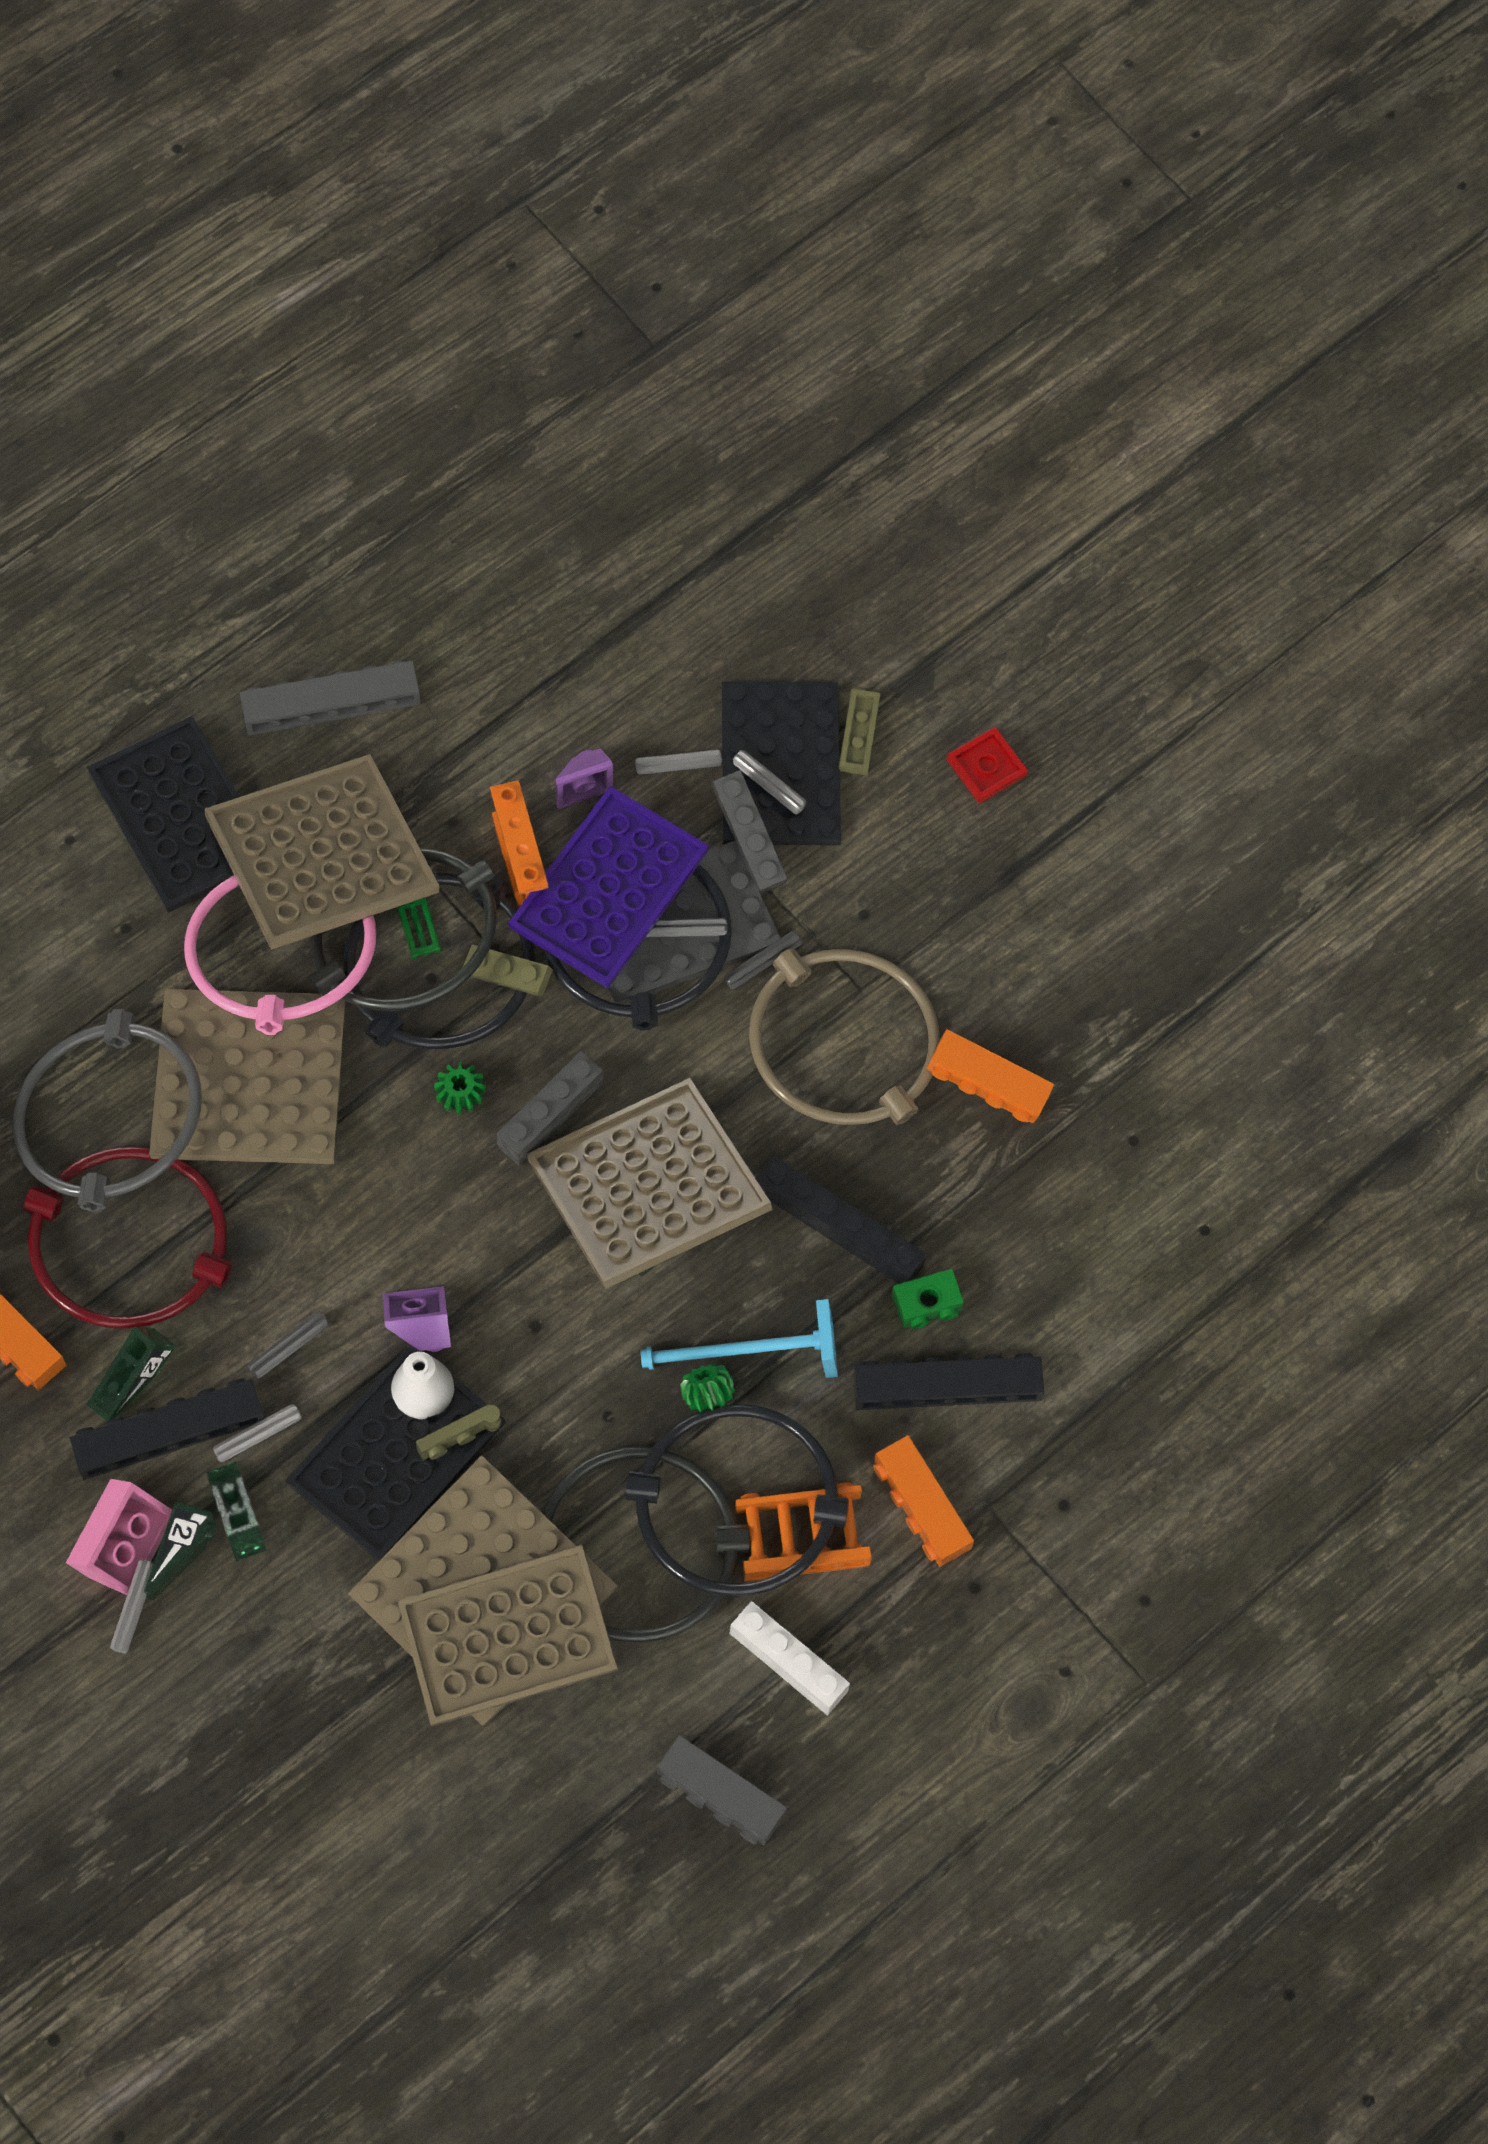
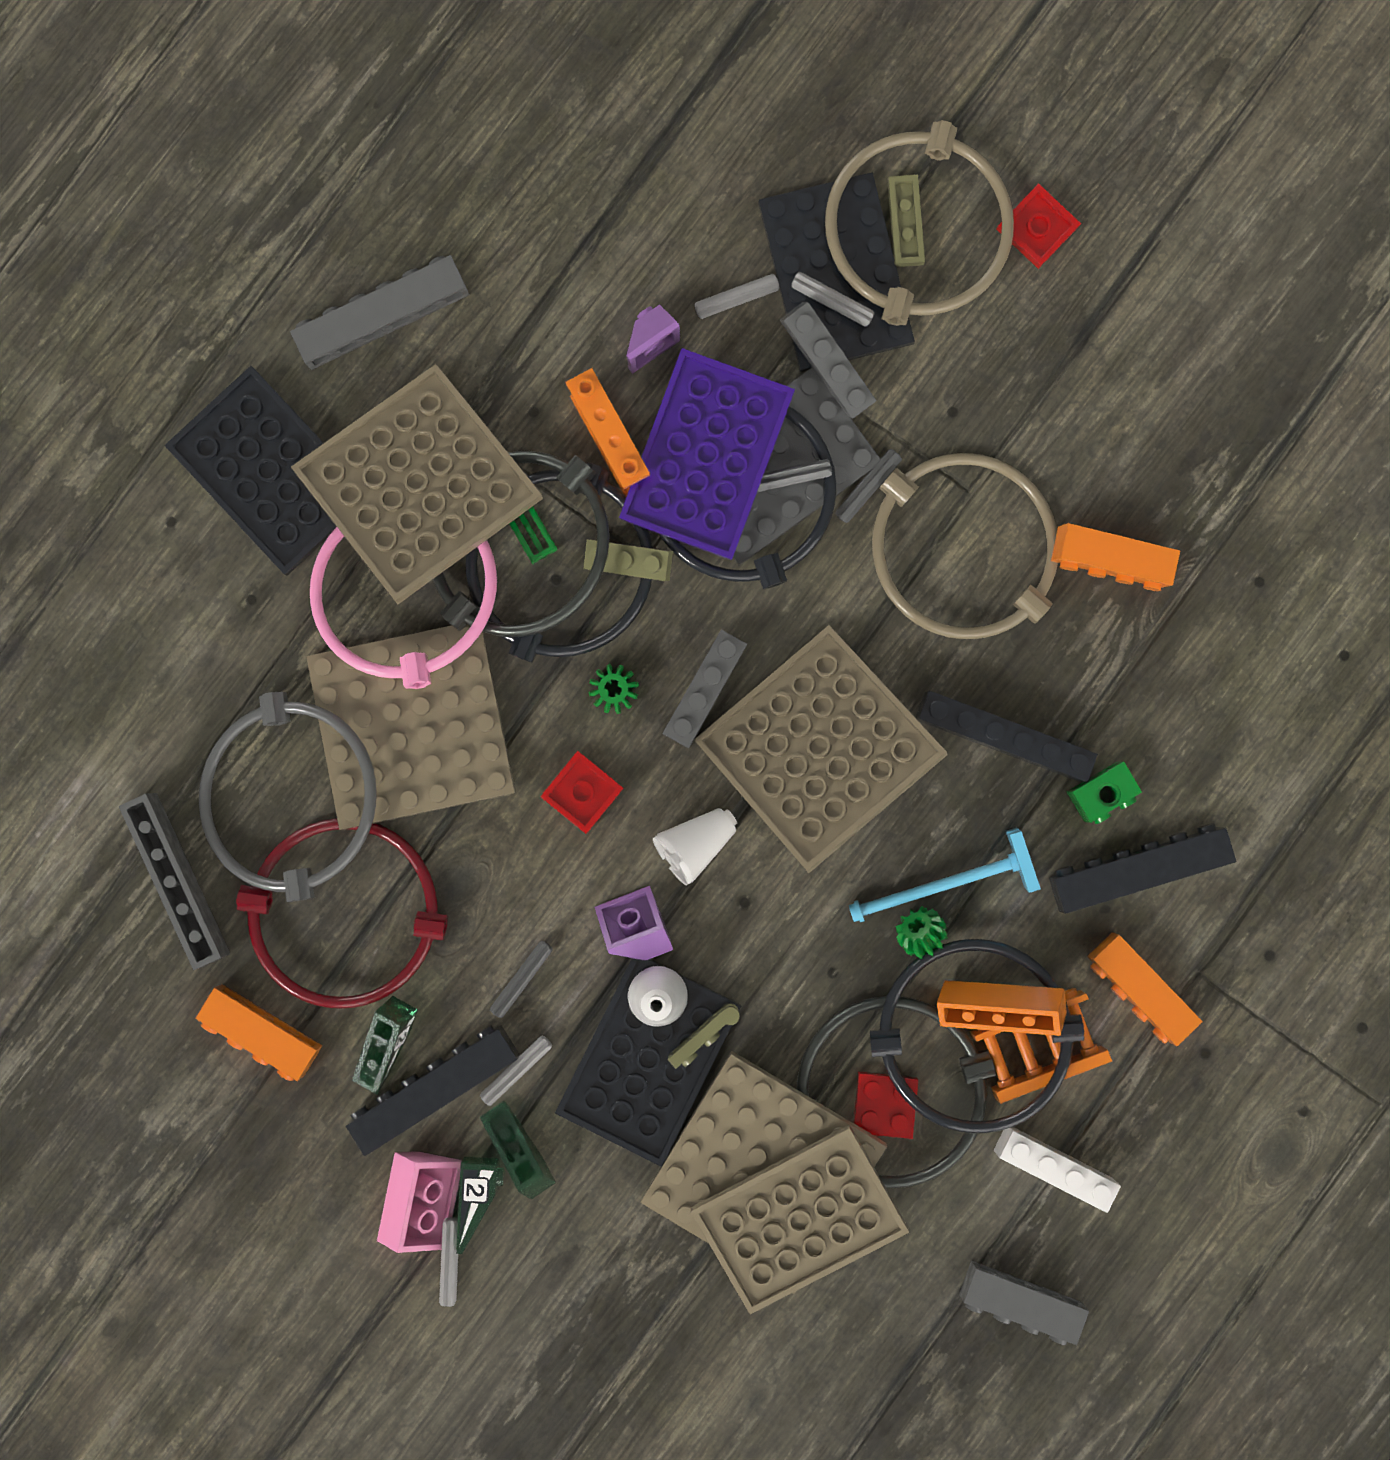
camera: 10 degrees left, 20 degrees up
(401, 1178) = (582, 792): none -> red plate
(500, 1249) = (695, 843): none -> white cone
(627, 1558) = (882, 1108): none -> red plate
(769, 1471) = (1002, 1007): none -> orange brick
(832, 796) = (899, 301): none -> dark tan piece

